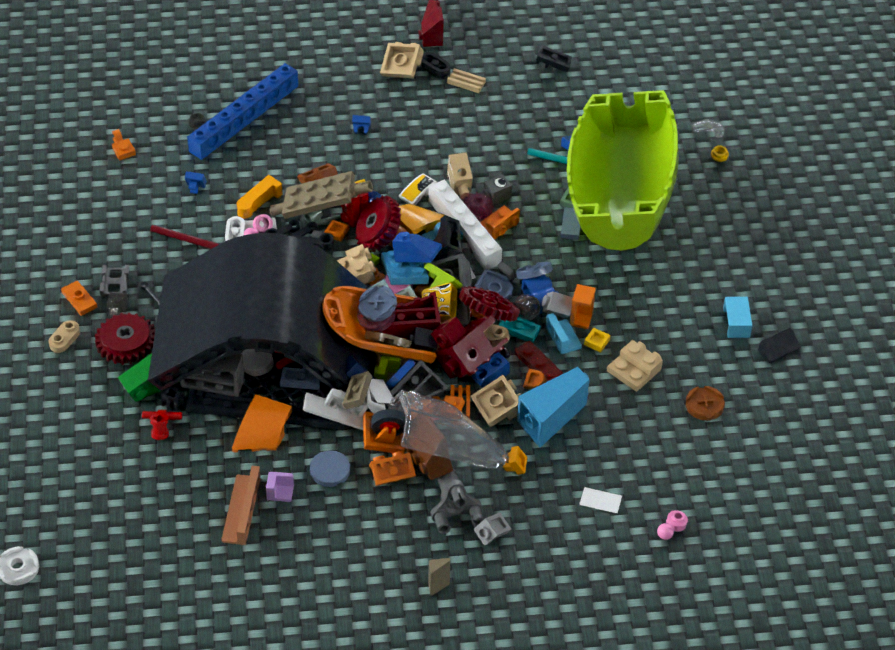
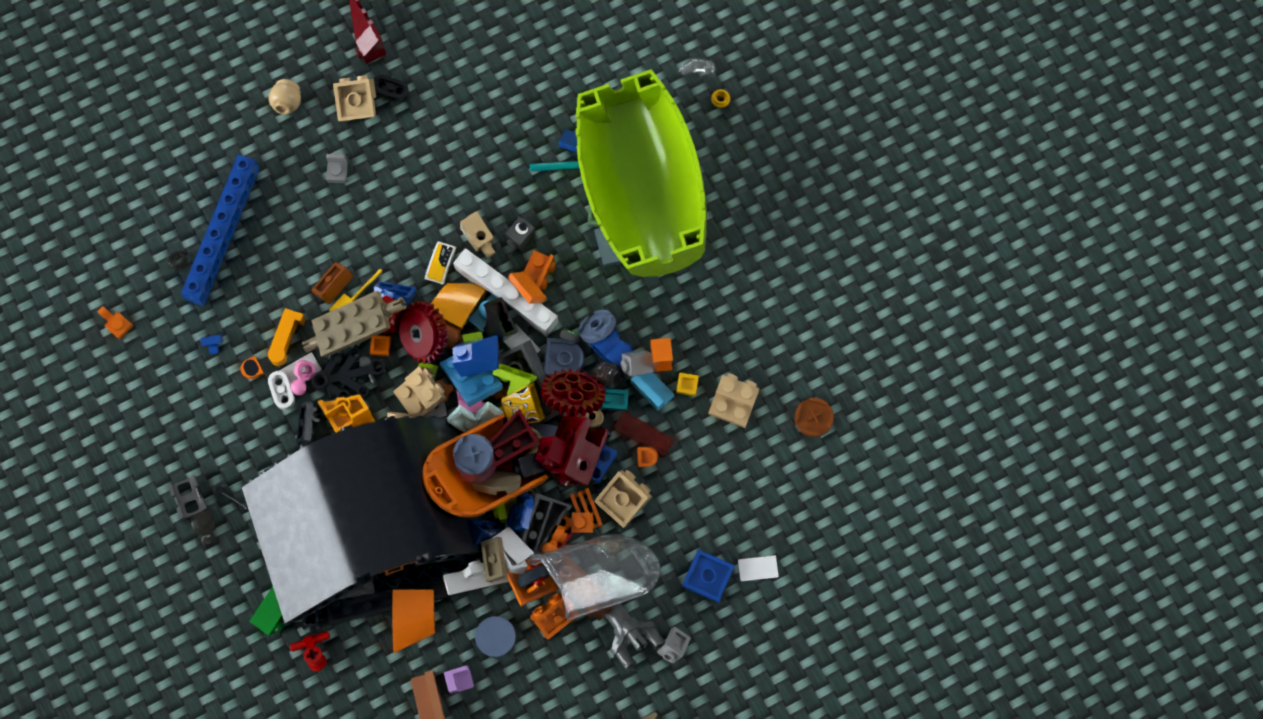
camera: 20 degrees left, 25 degrees up
(66, 334) = (170, 584): tan plate -> none
(79, 298) = (162, 532): orange plate -> none
(125, 338) = (228, 553): dark red gear -> none
(184, 237) = (233, 414): dark red bar -> none
(217, 211) = (251, 368): none -> tile
(344, 42) = (285, 96): none -> tan piece
(361, 121) = (347, 197): blue tile -> none
(363, 101) = (336, 168): none -> light grey bracket
(468, 80) = (427, 92): tan tile -> none
(479, 205) = (508, 256): clear pink gear -> none
(484, 221) = (527, 287): none -> orange tile
(516, 461) = (667, 559): light orange tile -> none
(550, 487) = (708, 576): none -> blue plate
(552, 405) = (675, 490): dark azure slope -> none
(553, 58) = (509, 35): black plate -> none
(675, 521) = (831, 582): bright pink plate -> none
(738, 317) = (811, 303): medium azure panel -> none
(779, 345) = (860, 322): black slope -> none

